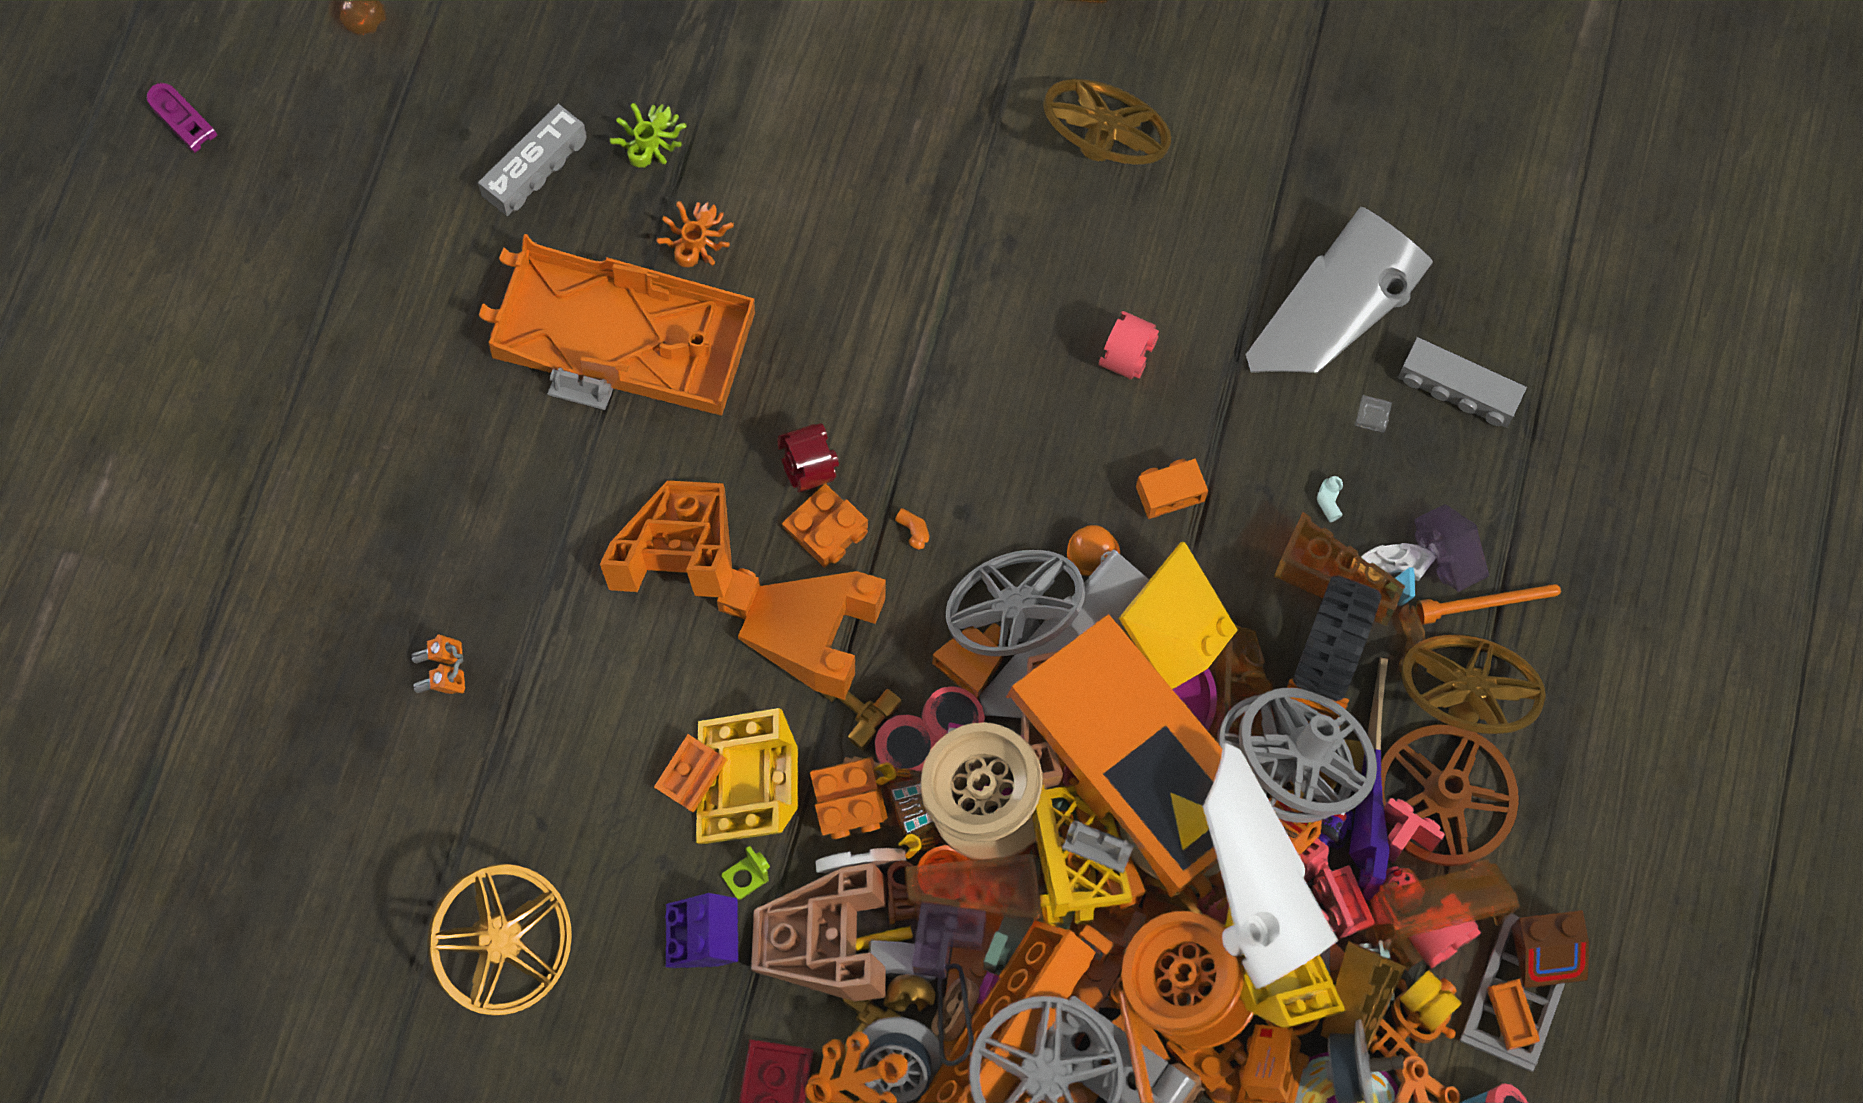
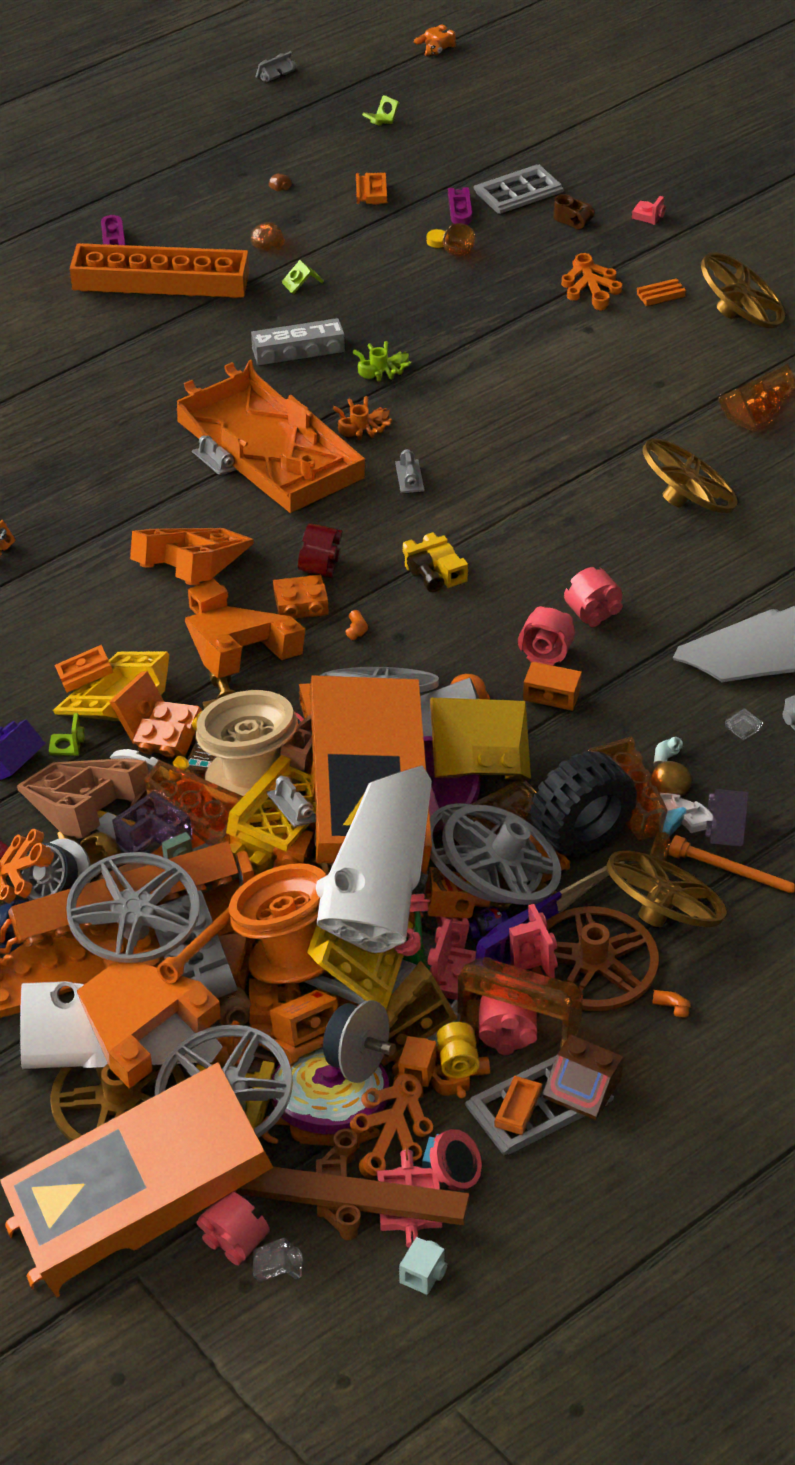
camera: 40 degrees right, 25 degrees down
(289, 145) = (159, 270): none -> orange brick
(452, 56) = (298, 276): none -> lime bracket
(796, 791) = (135, 702): none -> orange plate
(803, 283) = (409, 473): none -> light grey hinge
(925, 384) = (436, 555): none -> yellow hips
(1122, 428) = (547, 635): none -> coral brick
(1360, 530) = (671, 778): none -> pearl gold hair
(1402, 1034) = (418, 1059): none -> orange brick
(1554, 795) = (666, 998): none -> orange arm

